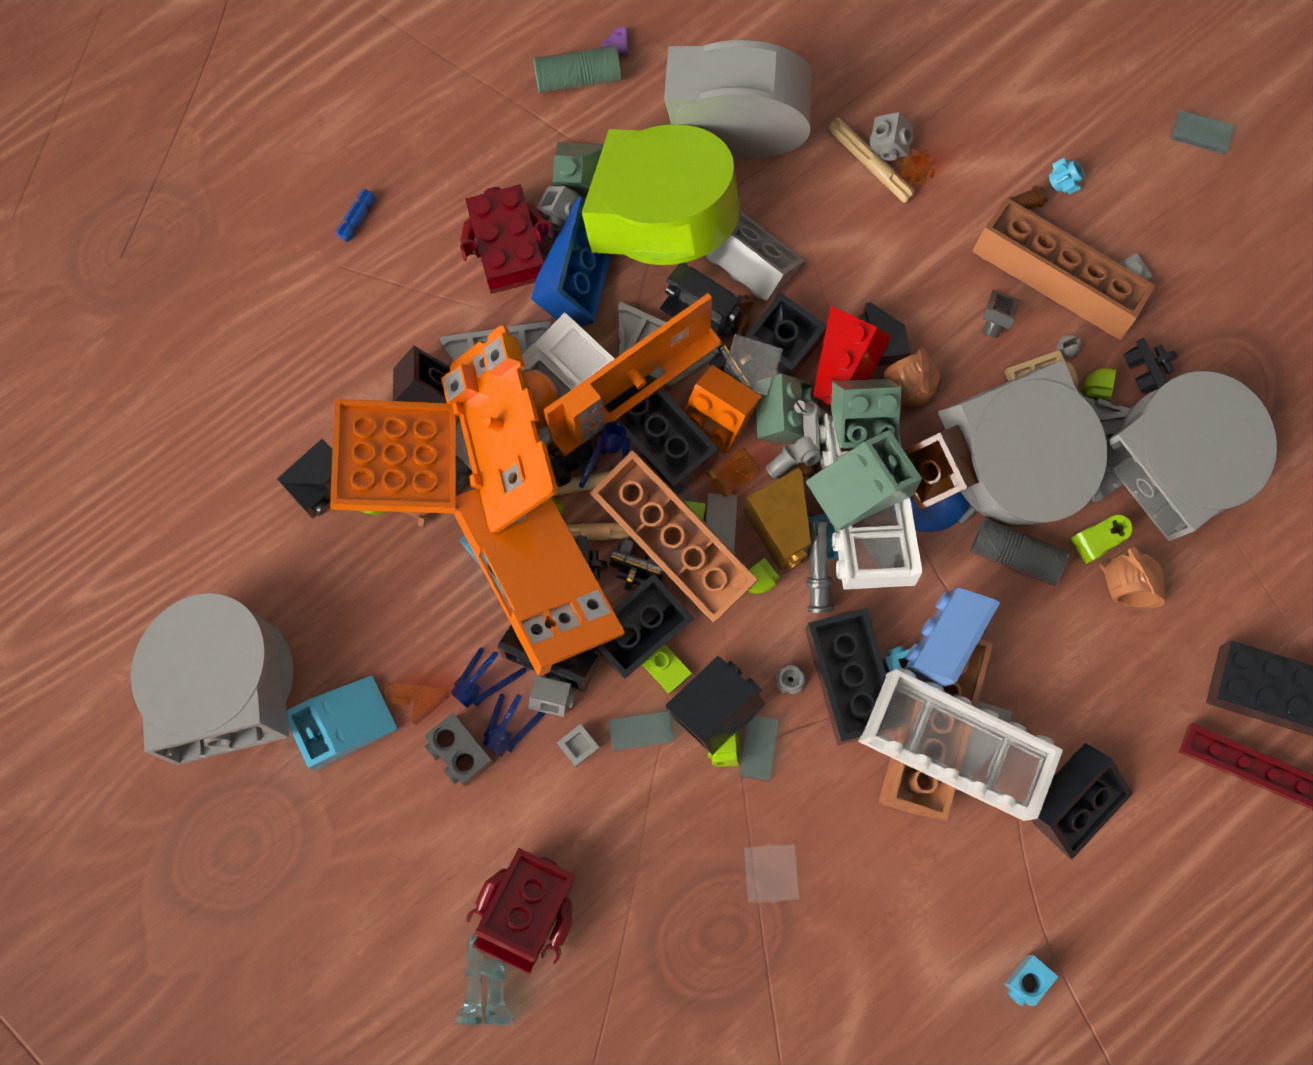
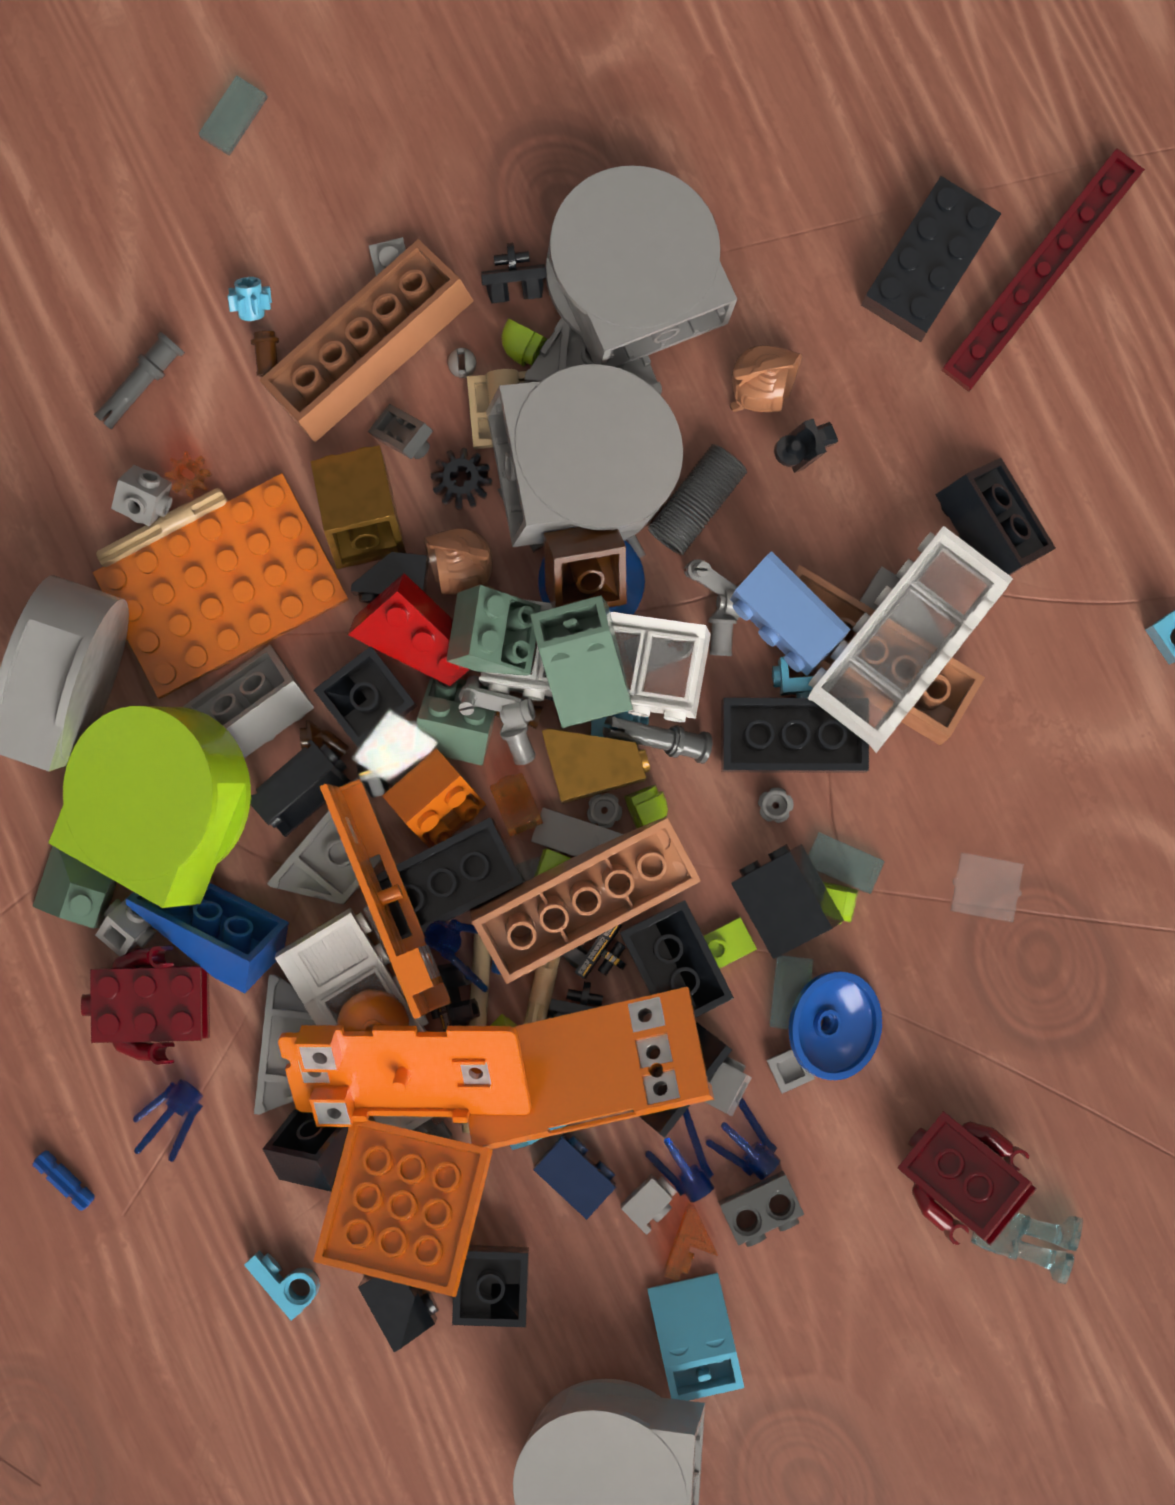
camera: 75 degrees left, 10 degrees up
(309, 390) = (266, 1272): none -> medium azure plate
(346, 547) = (493, 1287): none -> black slope
(437, 281) = (182, 1099): none -> clear blue plant
(442, 657) = (649, 1202): none -> light grey brick
(449, 594) = (575, 1175): none -> dark blue brick
(628, 786) = (848, 1029): none -> blue dish
(748, 536) = (611, 803): none -> light grey plate
(840, 215) = (222, 586): none -> orange plate
(928, 596) = (725, 615): none -> light grey pin
(931, 293) = (357, 506): none -> pearl gold slope
(983, 359) = (453, 470): none -> black gear
(989, 119) = (150, 367): none -> dark grey pin
(1091, 624) = (804, 444): none -> black hips
(1099, 540) = (705, 406): lime piece -> none

